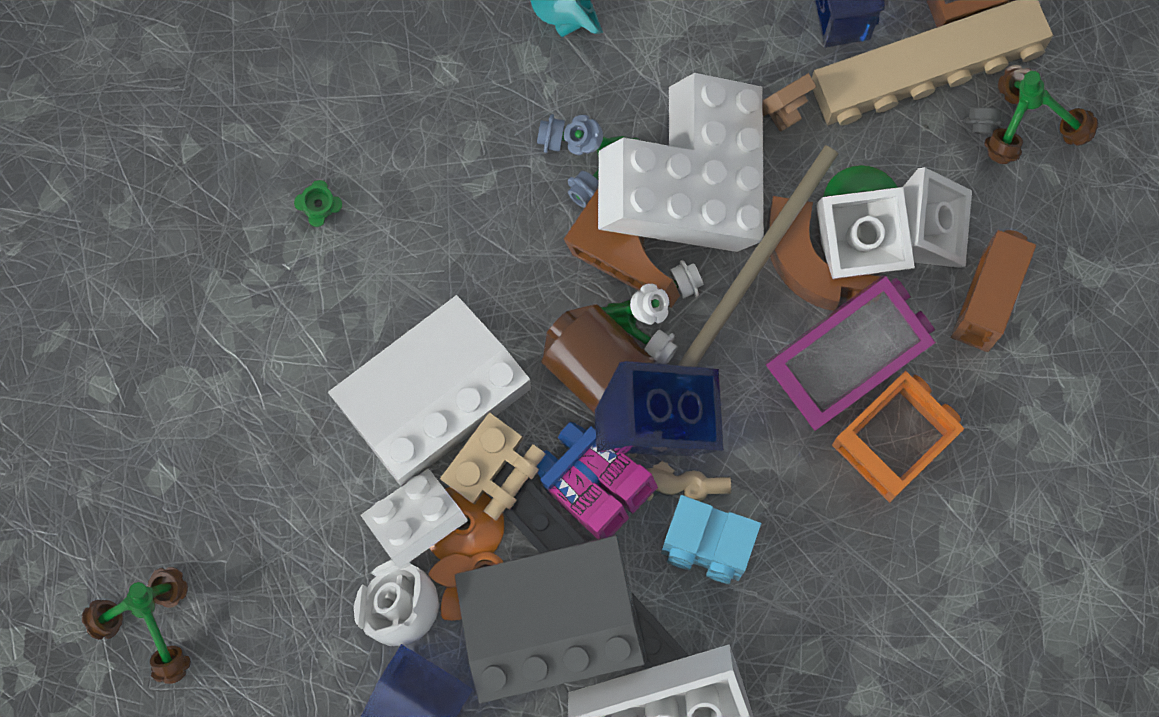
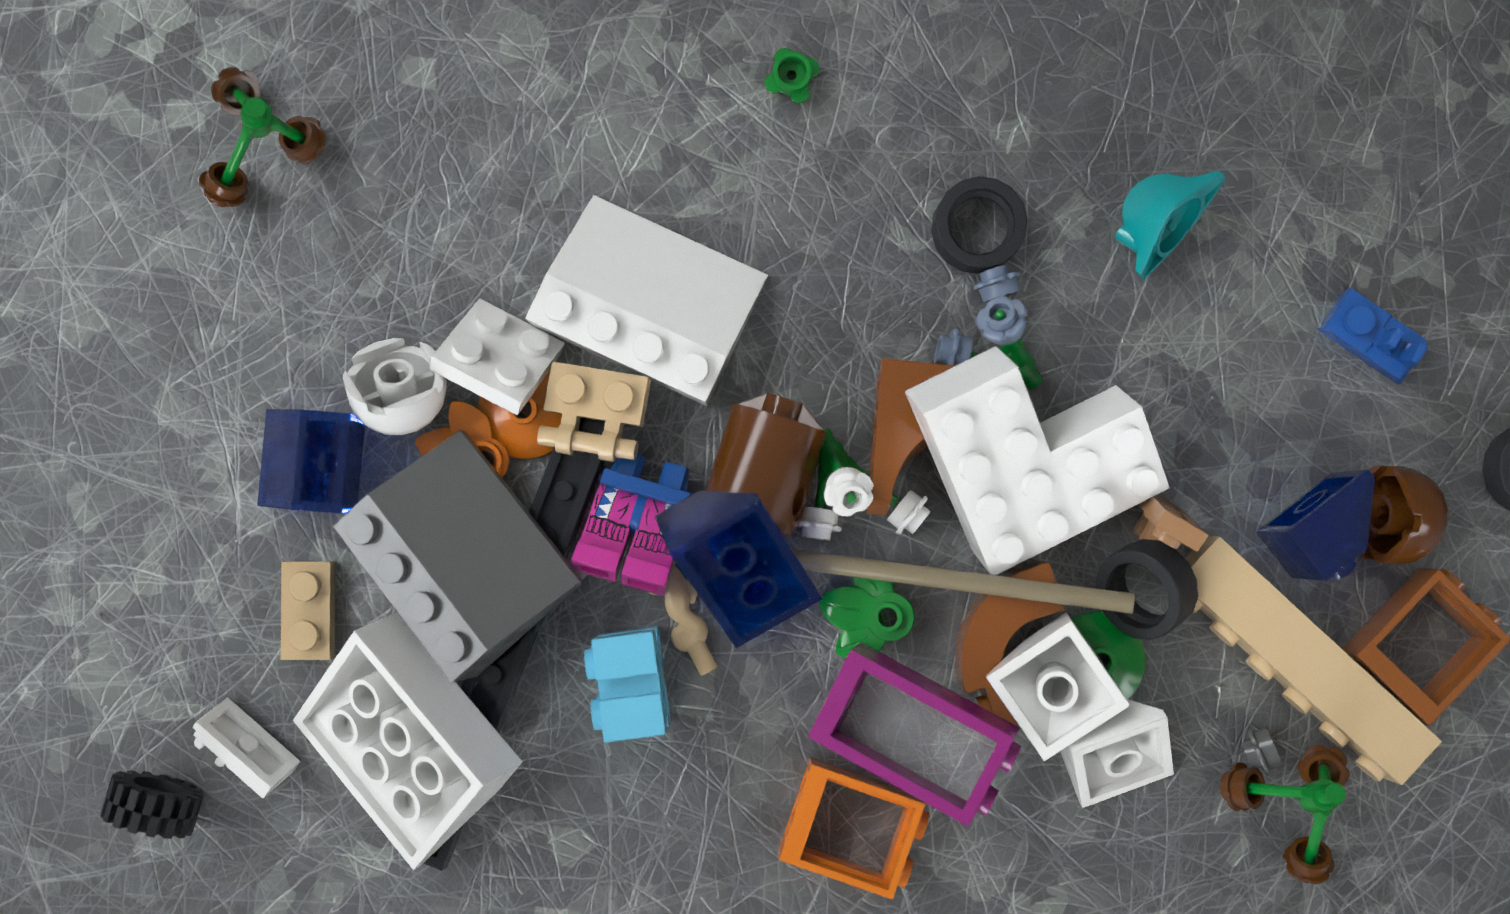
camera: 65 degrees right, 10 degrees up
(494, 97) = (982, 188): none -> black tyre
(742, 353) = (859, 614): none -> green plate
(827, 111) = (1173, 572): none -> black tyre
(993, 290) = (1068, 858): dark orange window -> none

